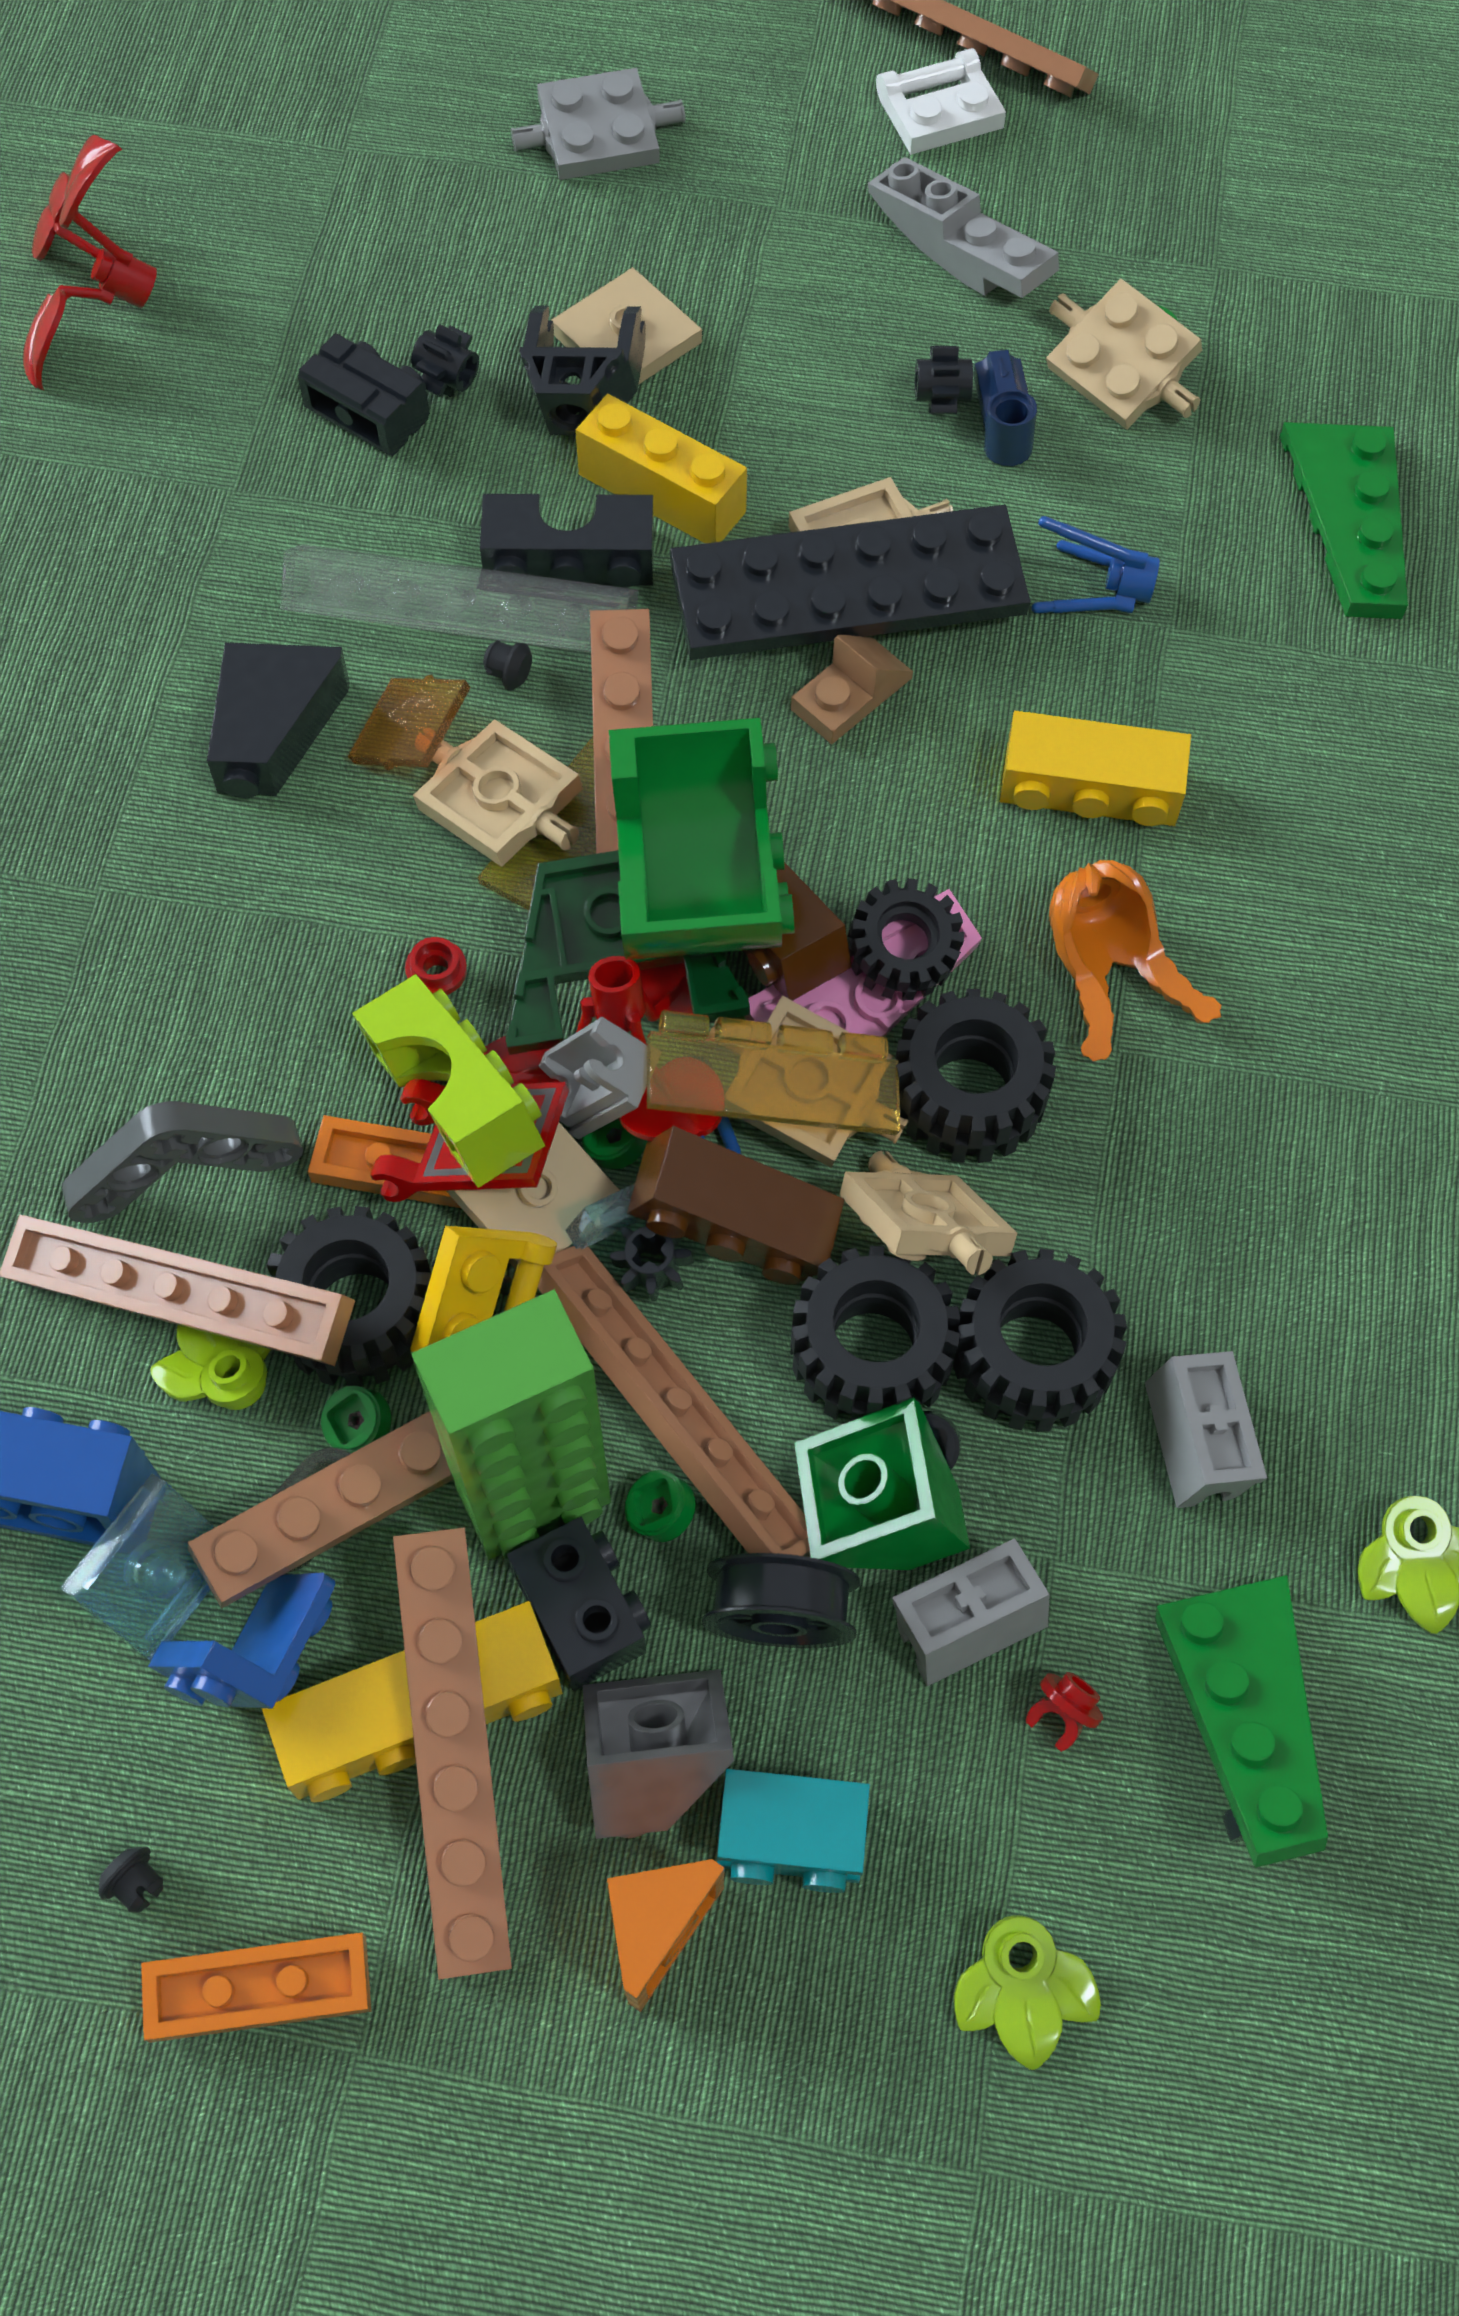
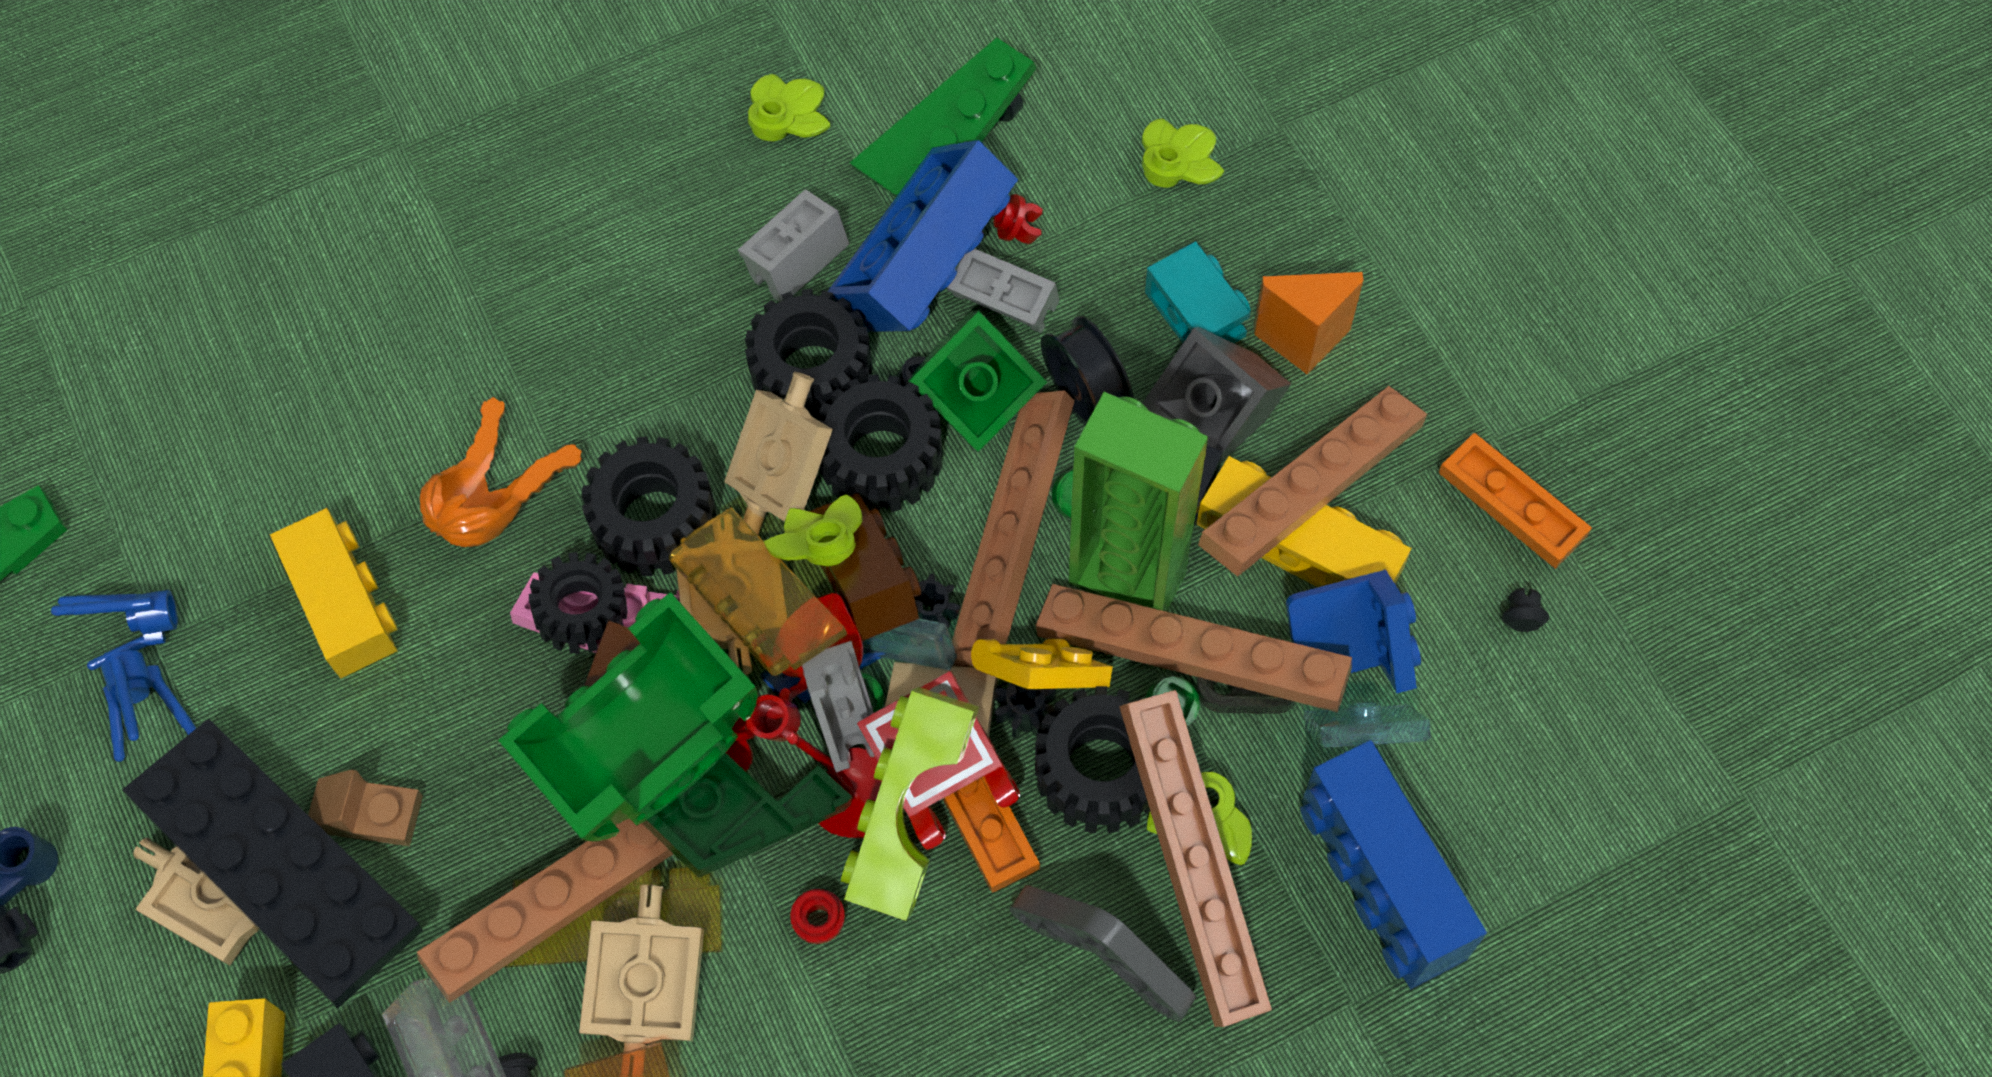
camera: 125 degrees left, 0 degrees up
(797, 1175) = (818, 537): none -> lime plate
(1092, 1544) = (924, 236): none -> blue brick
(1189, 624) = (146, 612): none -> blue plant

